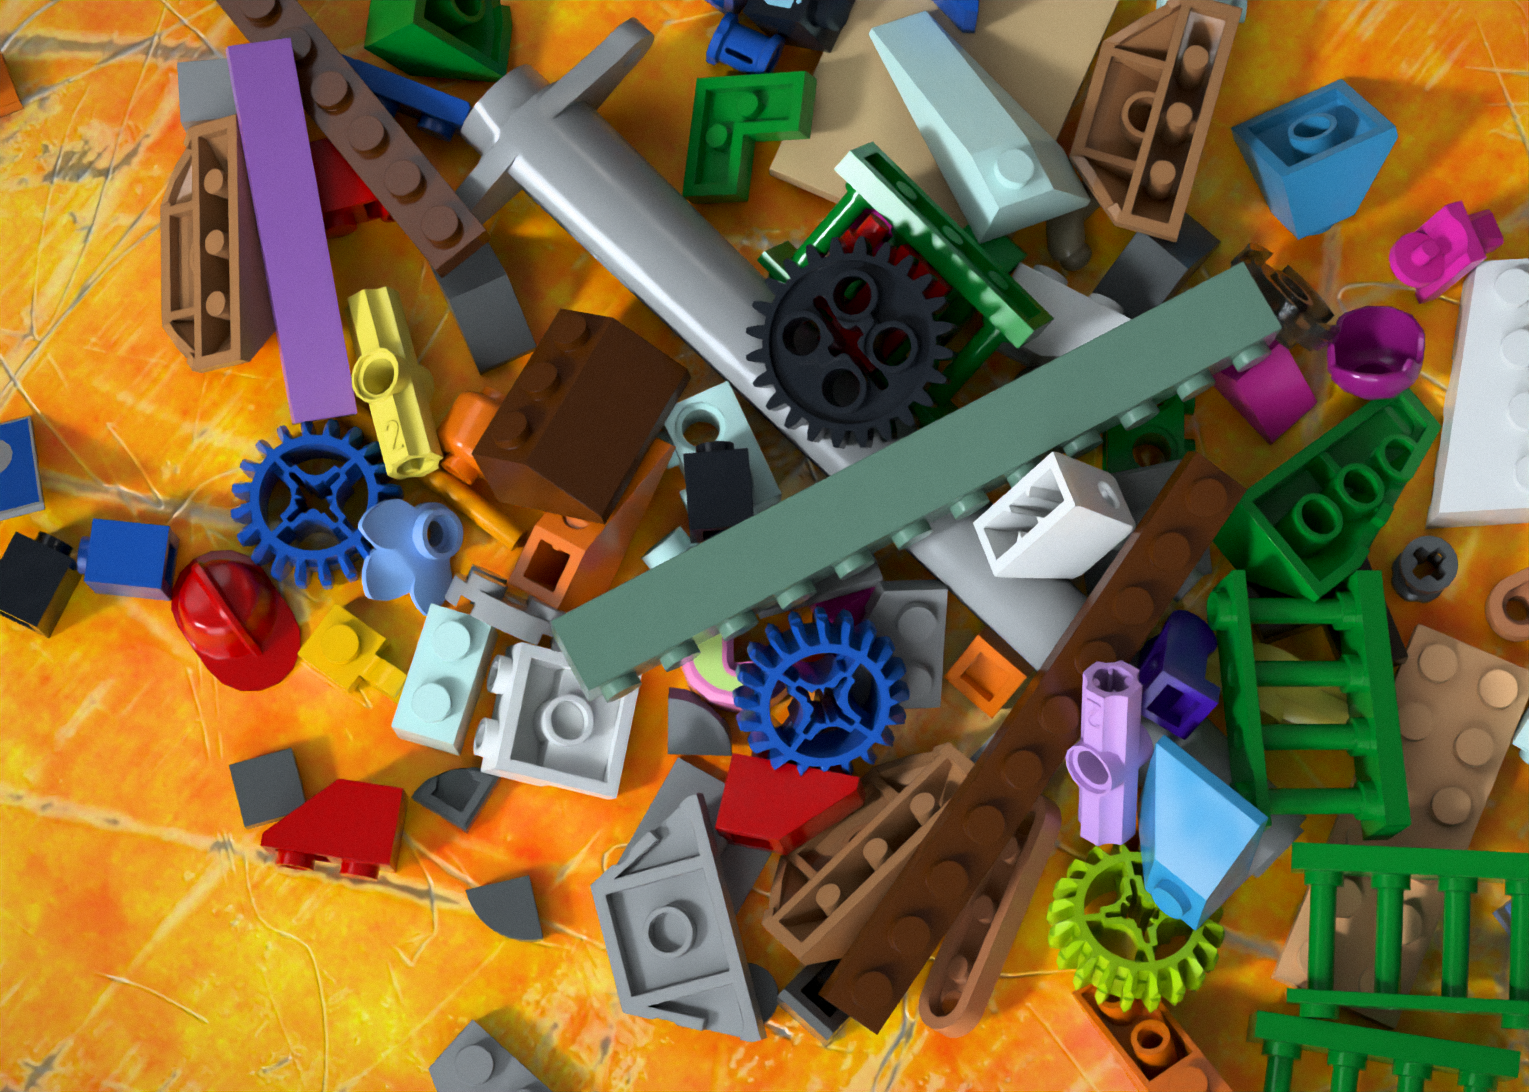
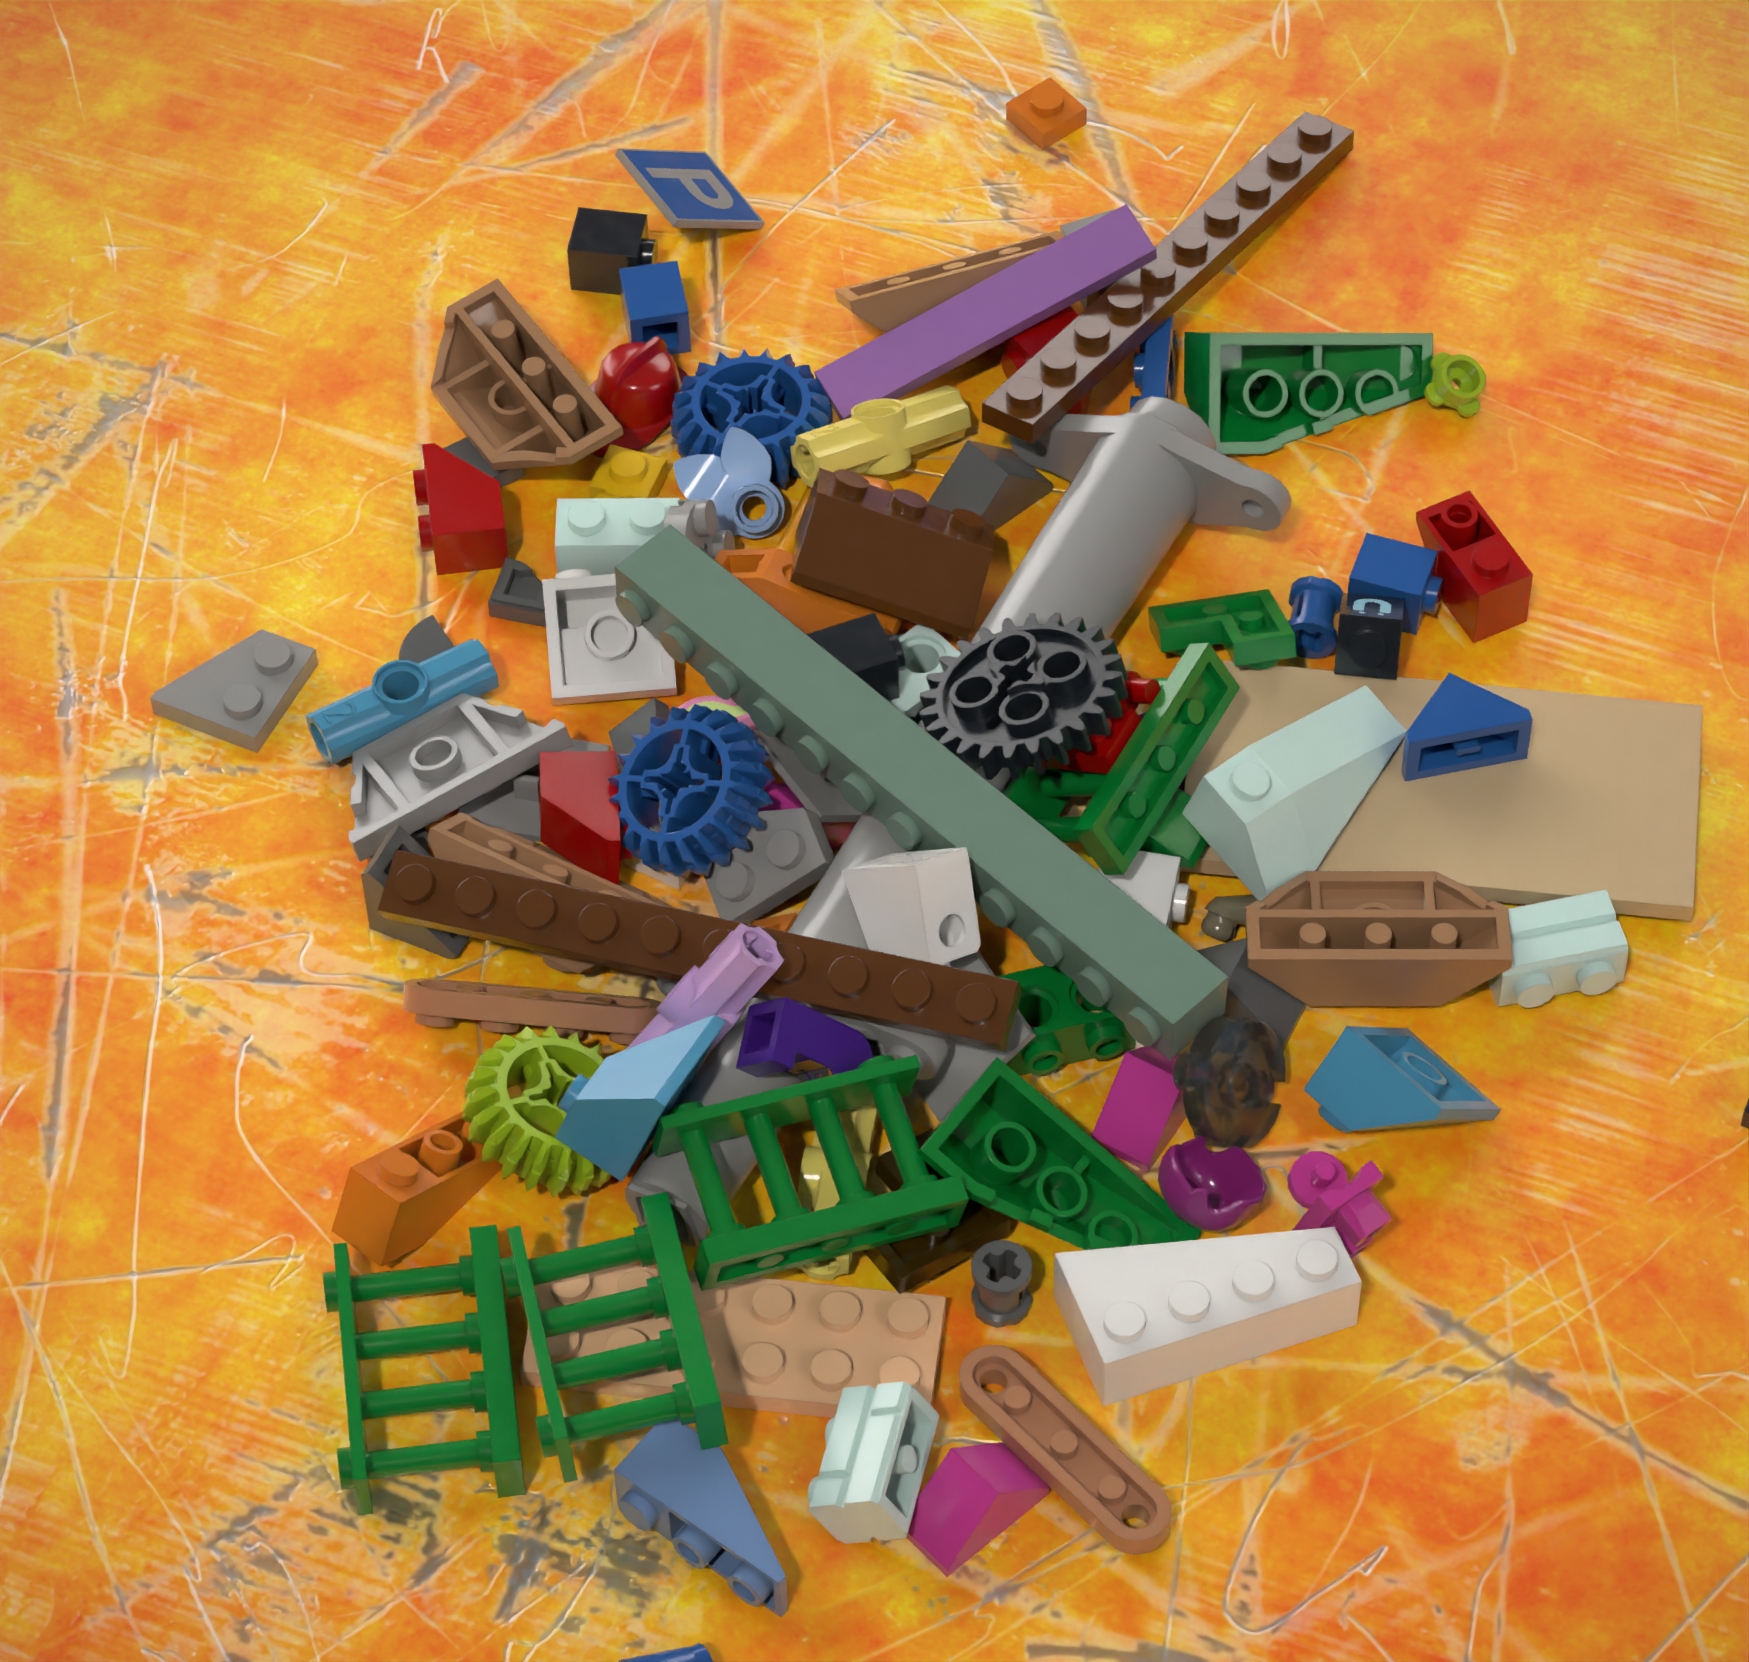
camera: 75 degrees right, 25 degrees down
(219, 729) = (514, 387): none -> medium nougat wedge
(564, 906) = (398, 695): none -> dark azure piece

